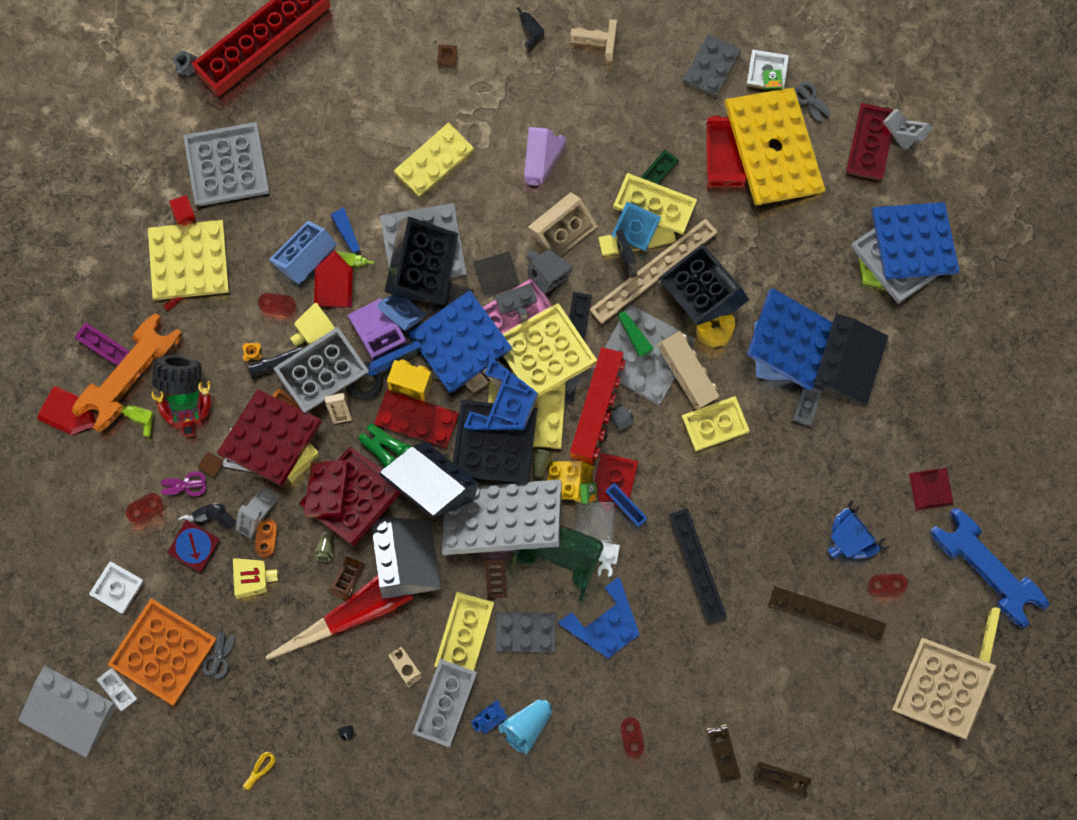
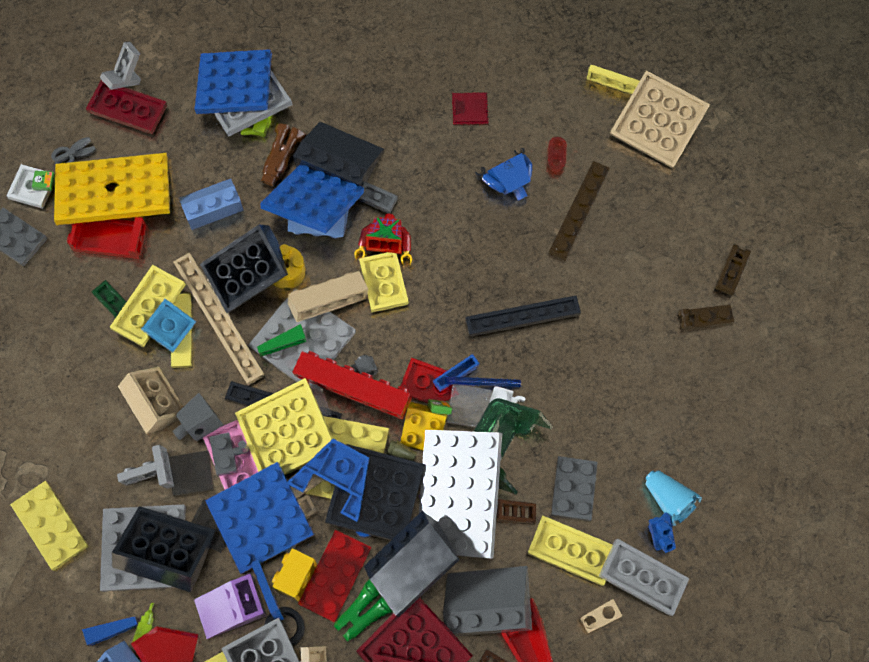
camera: 85 degrees left, 5 degrees down
(401, 311) = (215, 576): medium blue tile -> none
(497, 244) = (150, 469): none -> light grey bracket
(542, 154) = (69, 411): lavender slope -> none
(610, 630) = (577, 404): blue wing -> none
(620, 532) = (483, 381): none -> clear blue bar
(626, 253) = (197, 335): black tile -> none
(633, 737) = (686, 397): clear red plate -> none
(763, 418) = (385, 236): none -> red torso
(775, 242) = (211, 204): none -> medium blue slope
(839, 301) = (280, 154): none -> reddish brown piece
(1013, 593) = (526, 86): blue piece -> none

